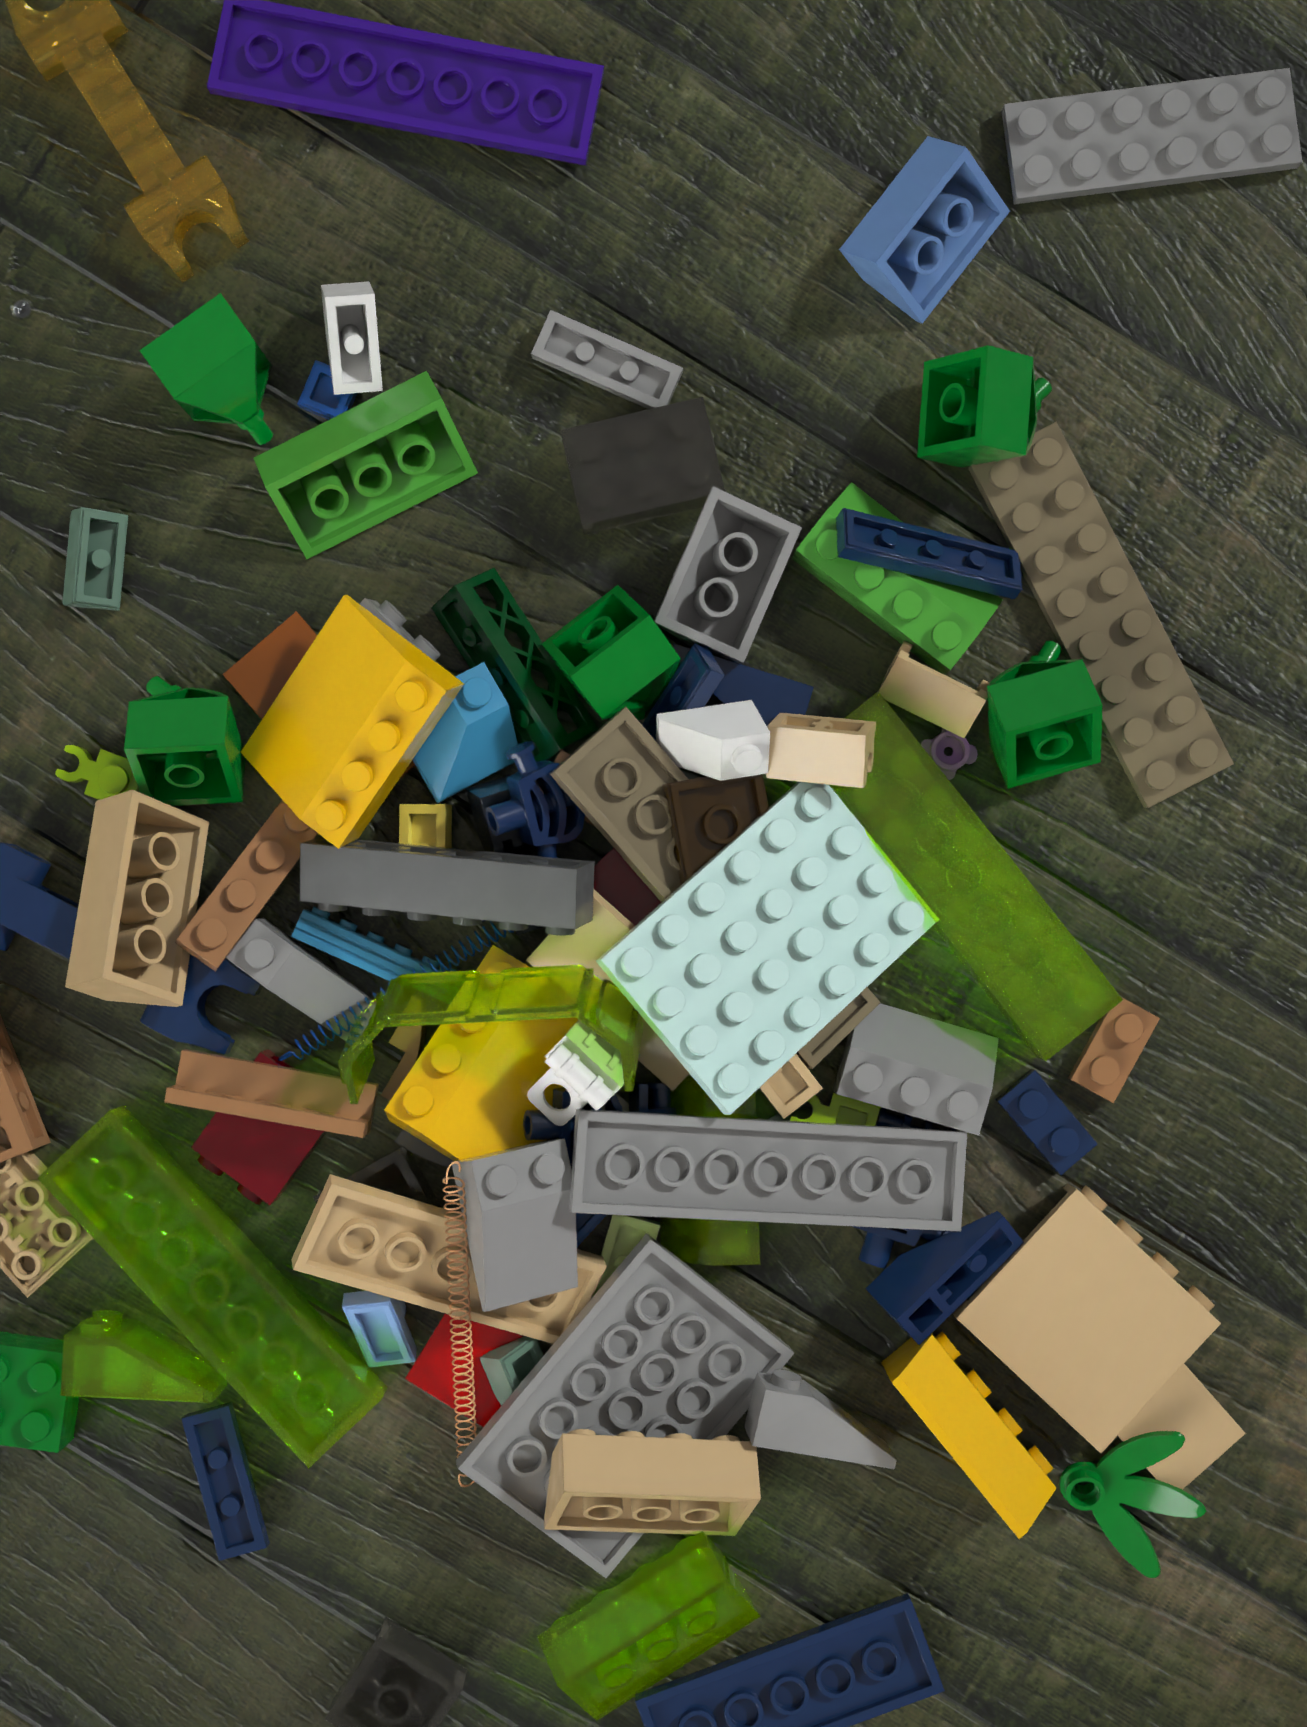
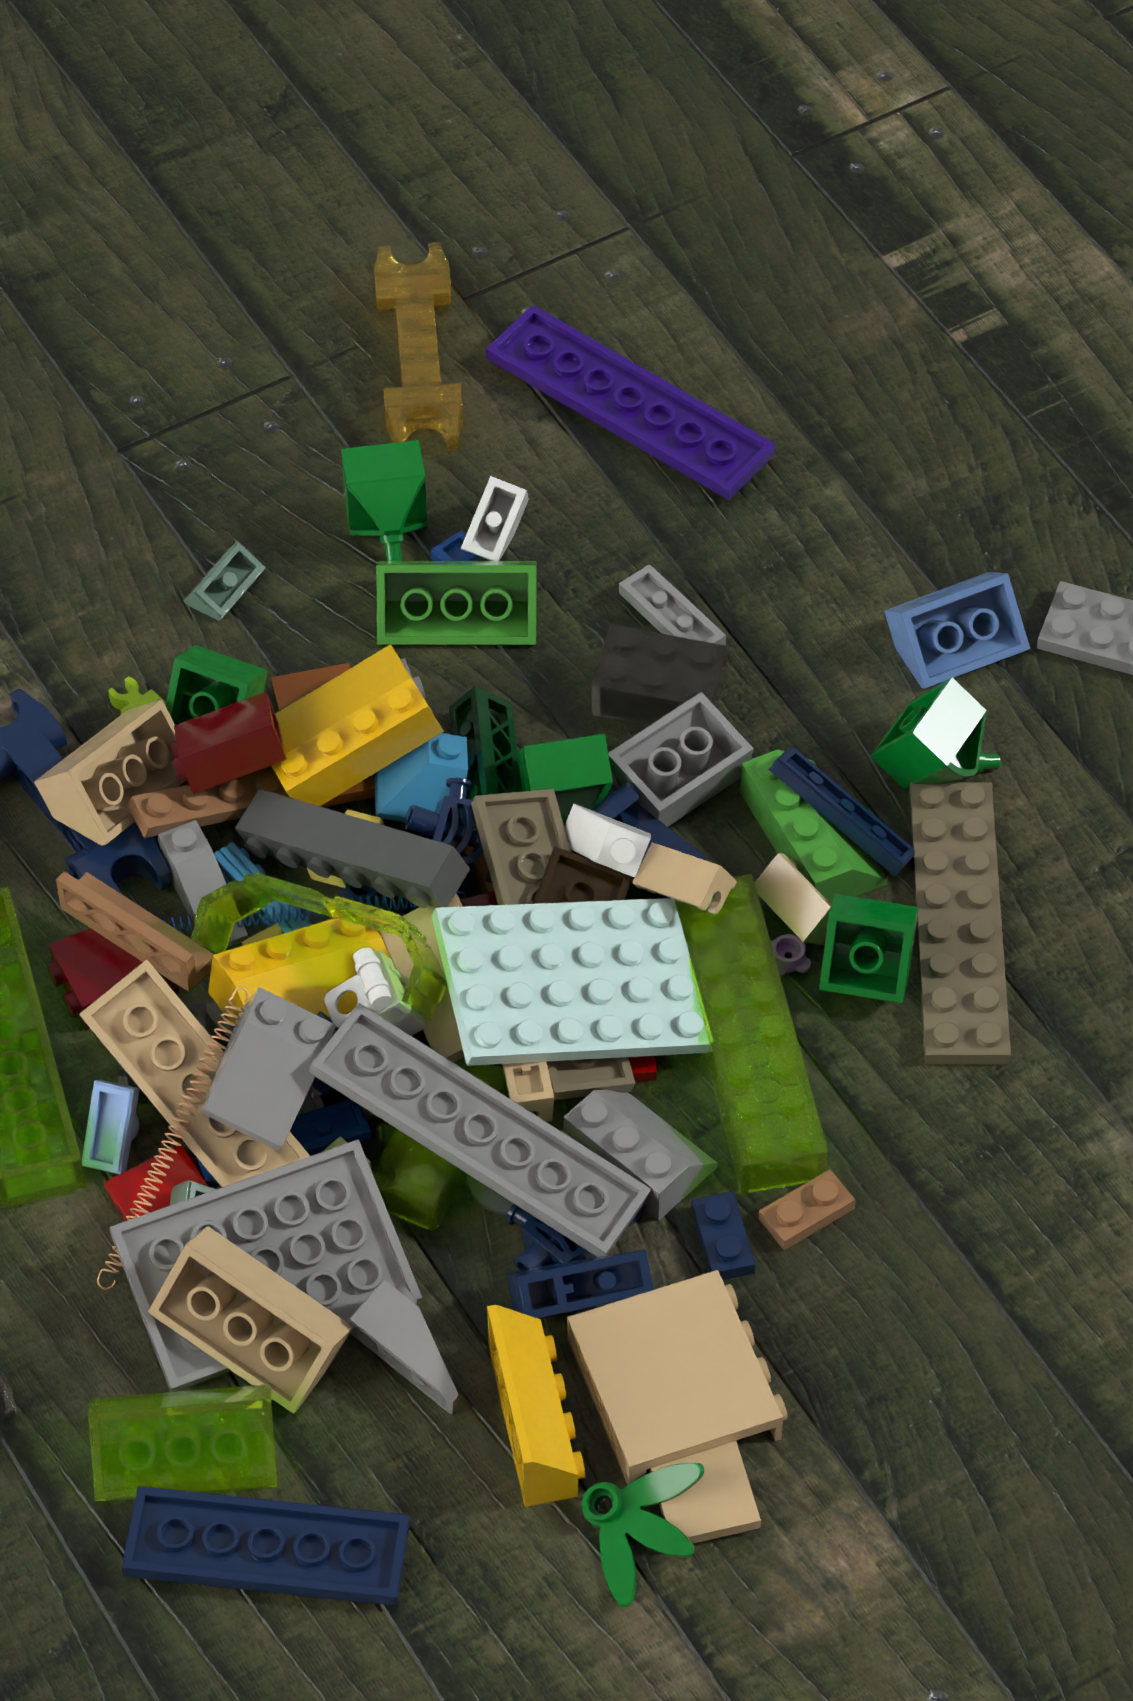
camera: 30 degrees right, 35 degrees down
(242, 820) = (228, 743): none -> dark red brick

